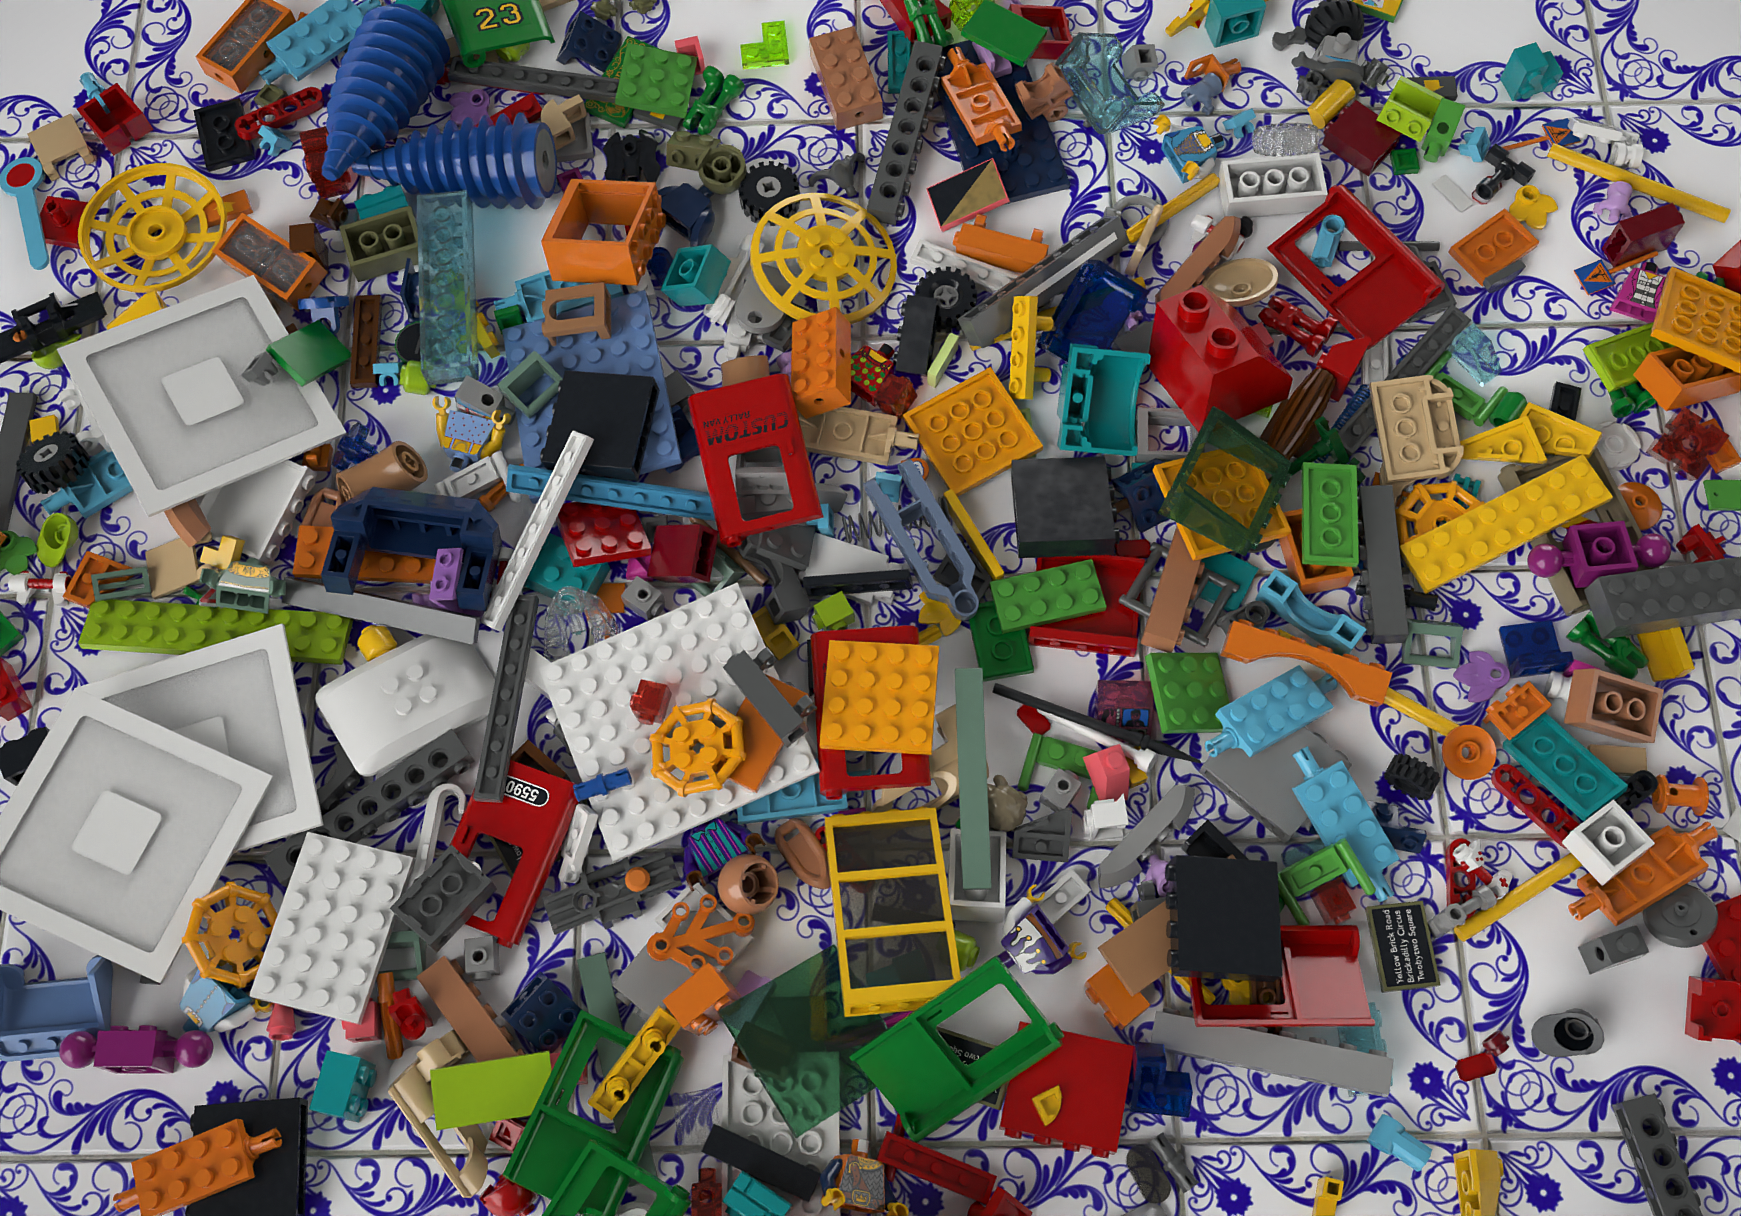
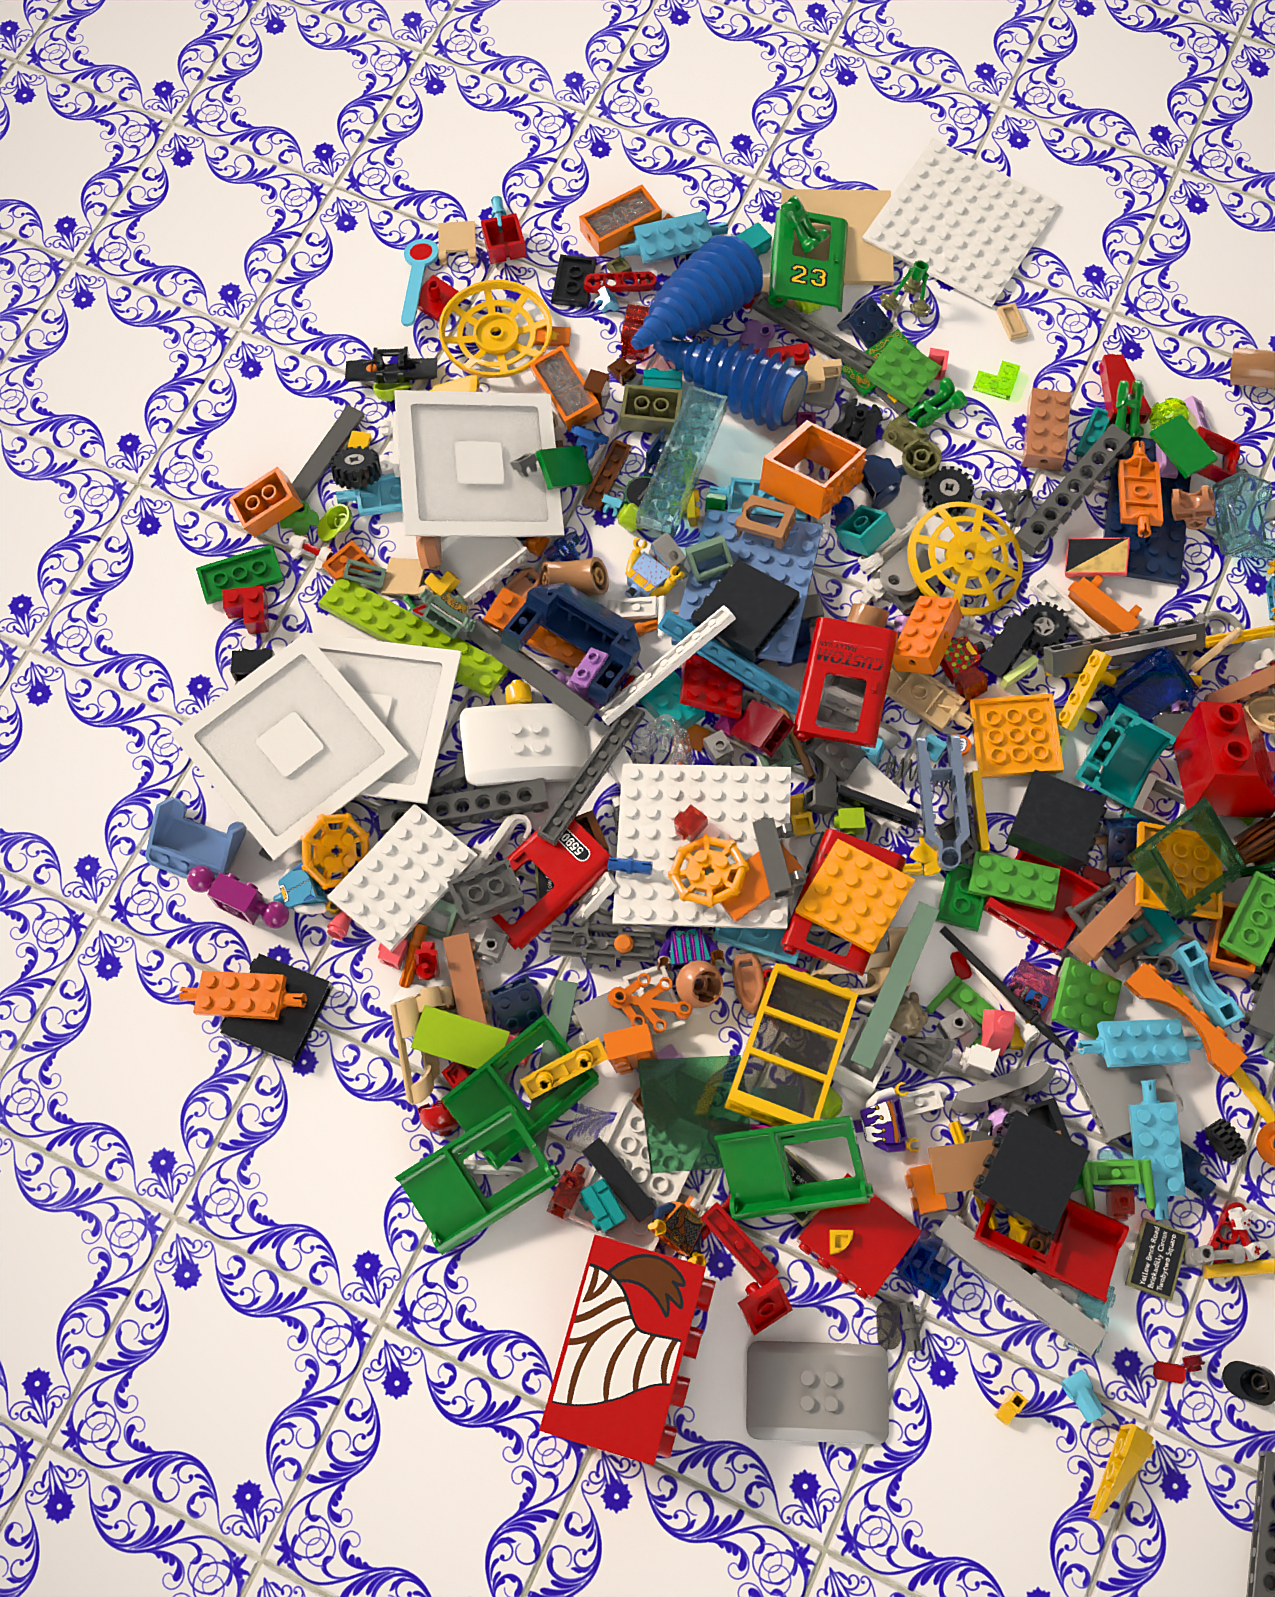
camera: 25 degrees right, 0 degrees up
(343, 1086) = (361, 988): teal brick -> none

